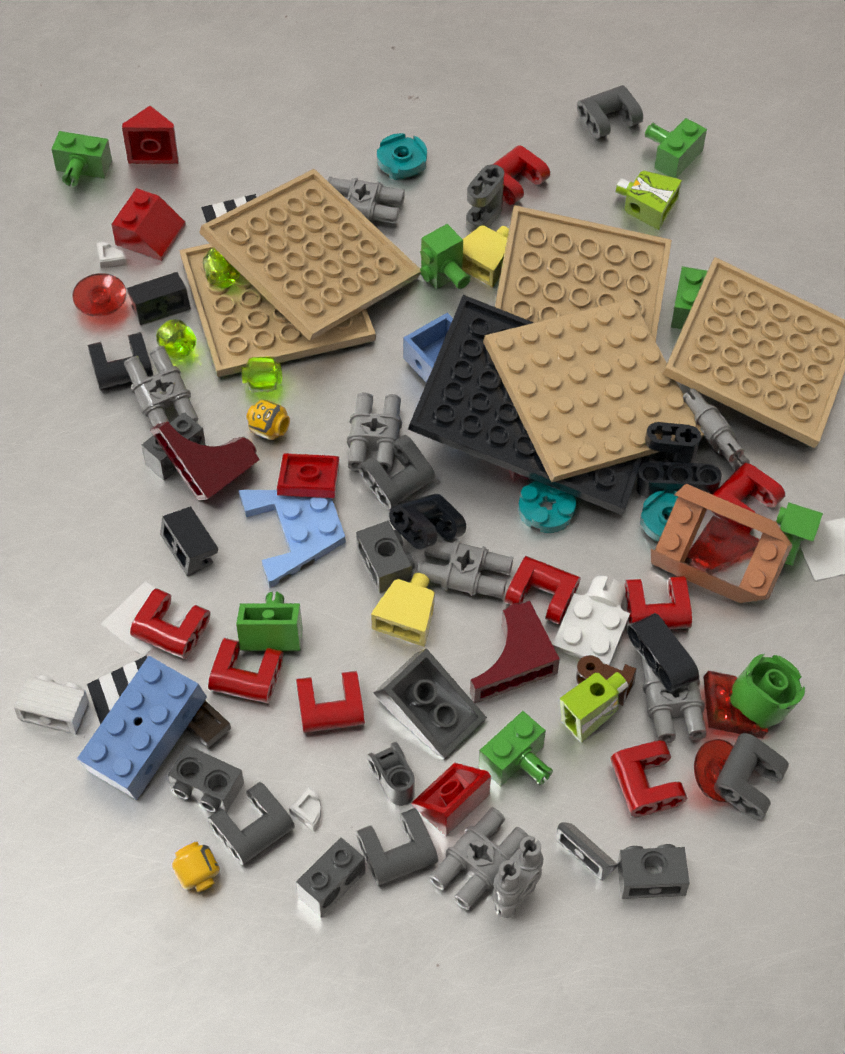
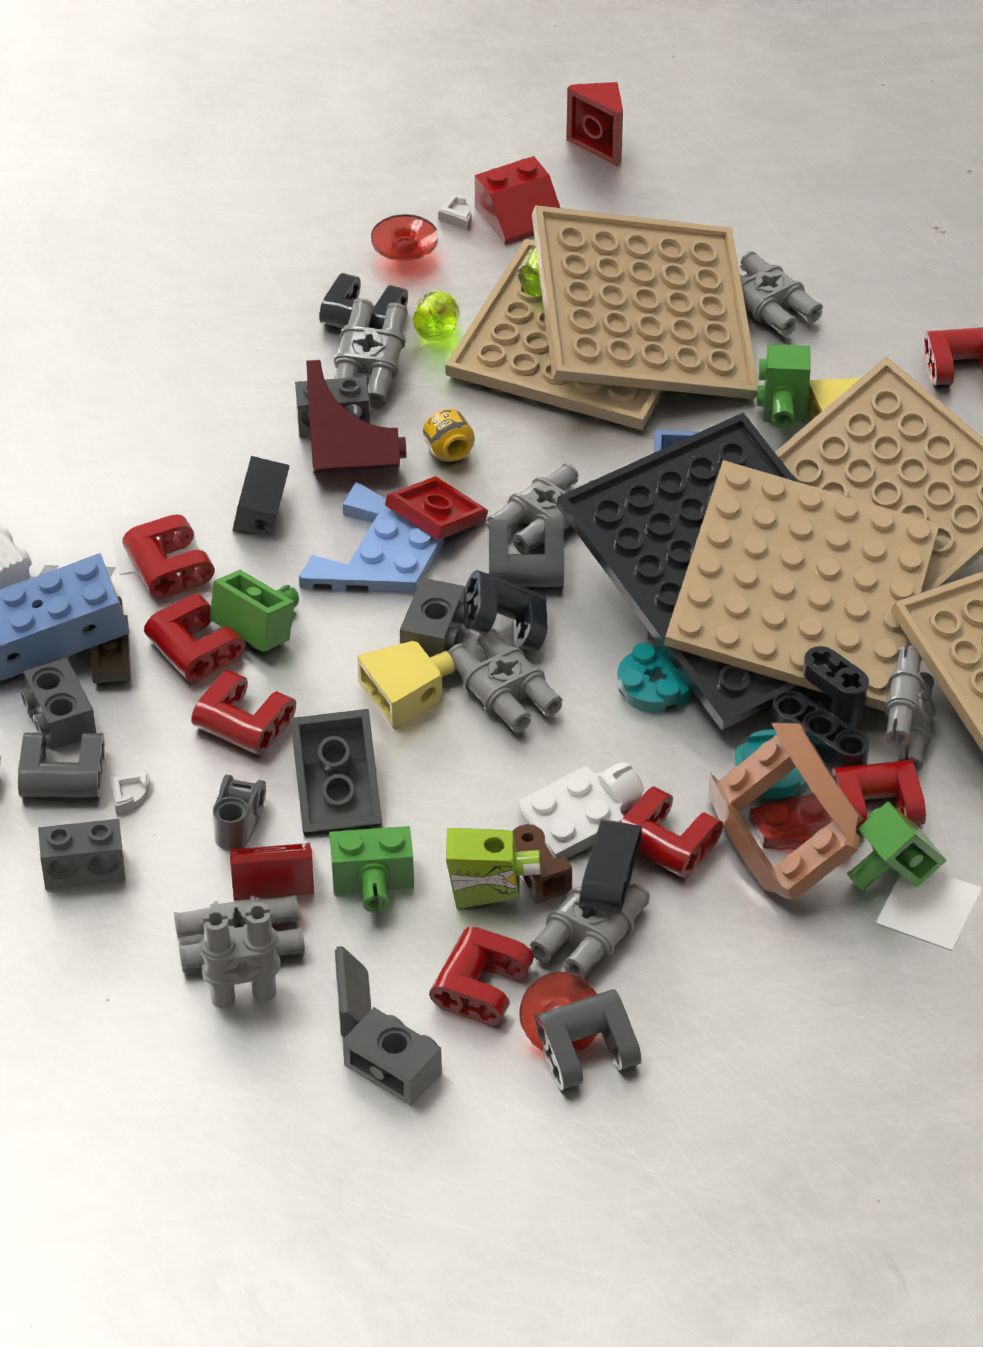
camera: 40 degrees right, 10 degrees down
(81, 156) = (517, 104): bright green brick -> none
(159, 298) = (459, 272): black hinge -> none
(262, 374) = (486, 392): clear neon green head -> none
(400, 860) = (150, 882): dark grey connector -> none
(405, 166) = (845, 284): teal plate -> none
(486, 197) = (901, 336): dark grey connector -> none
(525, 657) = (470, 793): dark red arch -> none
(546, 578) = (562, 725): red connector -> none
(721, 712) = (640, 969): clear red wing -> none
(767, 690) = (687, 970): bright green brick -> none

